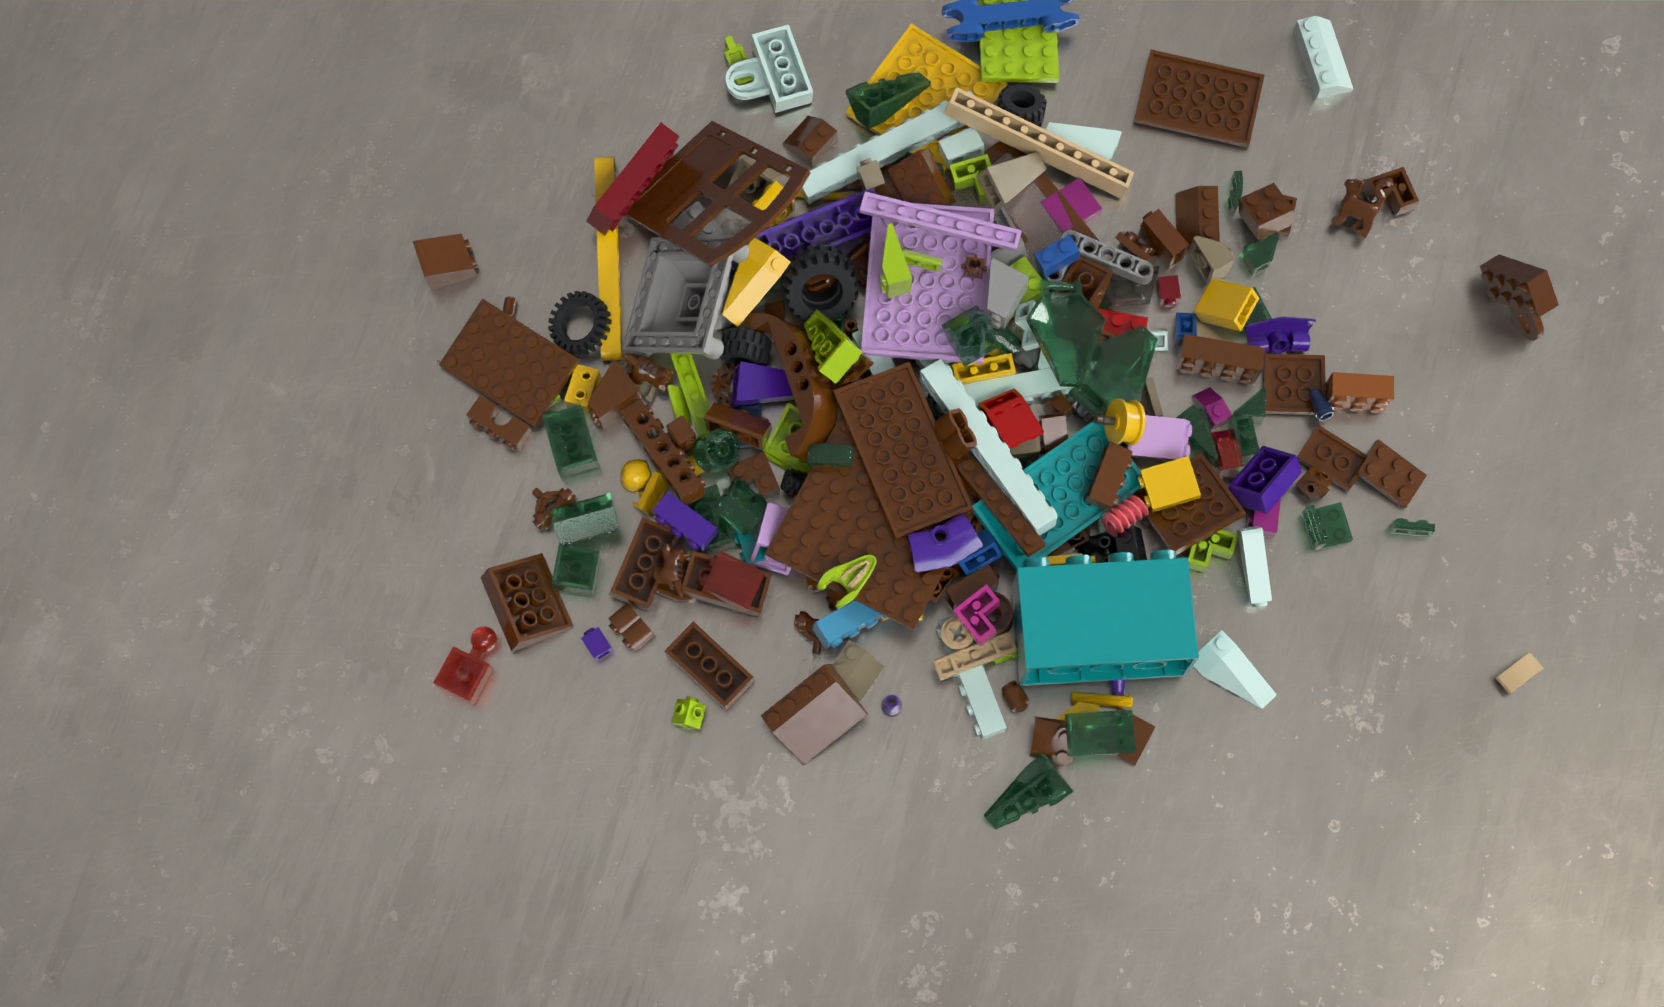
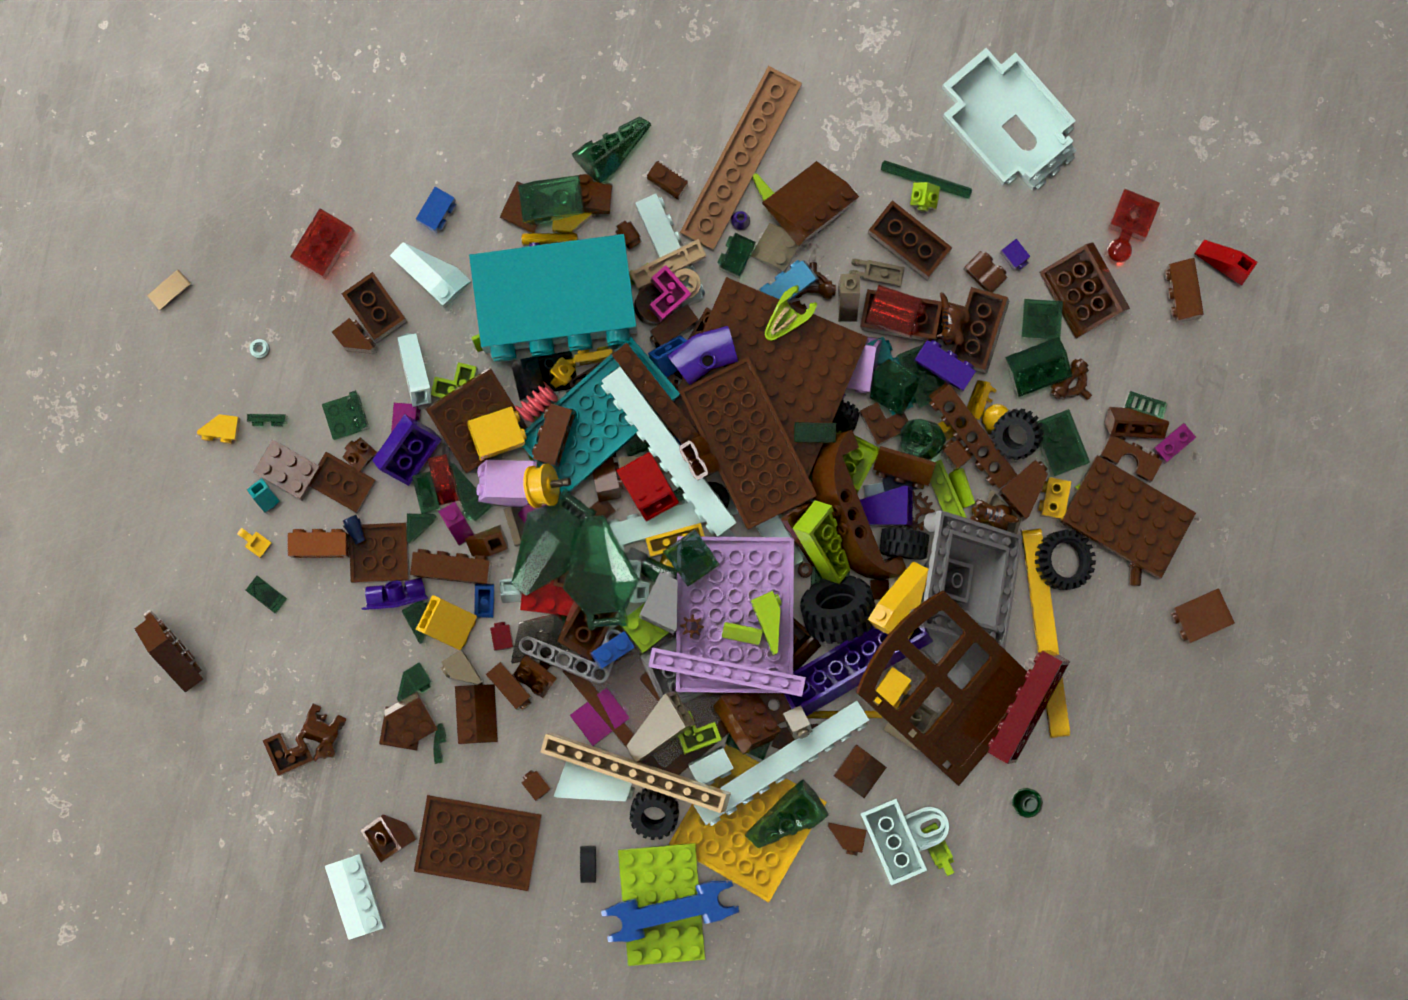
camera: 175 degrees right, 10 degrees up
(370, 620) = (1227, 260): none -> red slope
(419, 590) = (1184, 290): none -> reddish brown slope
(452, 434) = (1174, 443): none -> magenta brick
(473, 467) = (1163, 405): none -> clear green slope
(494, 457) = (1134, 424): none -> reddish brown slope
(607, 820) = (988, 97): none -> light aqua panel
(619, 434) = (1004, 441): none -> black tyre
(644, 97) = (1027, 802): none -> dark green hair
(685, 734) = (918, 176): none -> clear green axle
(745, 637) = (879, 272): none -> dark tan hinge
(771, 410) = (873, 489): none -> light aqua slope
(781, 608) = (848, 297): none -> dark tan slope
(826, 78) = (848, 837): none -> reddish brown slope
(862, 732) = (763, 189): none -> lime slope
(886, 773) = (741, 158): none -> medium nougat plate
(898, 665) = (737, 255): none -> clear green brick
(969, 752) = (667, 180): none -> reddish brown brick
(1089, 67) = (588, 864): none -> black tyre
(1096, 545) = (562, 371): none -> yellow bracket
(1138, 143) = (536, 784): none -> reddish brown brick
(1178, 384) = (487, 542): none -> reddish brown slope
(1225, 738) = (436, 210): none -> blue brick
(1288, 106) = (387, 836): none -> reddish brown slope
(1295, 635) = (374, 307): none -> reddish brown brick
(1318, 602) = (352, 339): none -> reddish brown slope
(1352, 709) = (322, 243): none -> clear red brick
(1412, 352) = (266, 594): none -> clear green tile
(1417, 447) = (263, 495): none -> teal brick
(1424, 401) = (257, 543): none -> yellow plate
(1425, 602) = (258, 342): none -> light aqua plate
(1459, 521) = (221, 427): none -> yellow slope

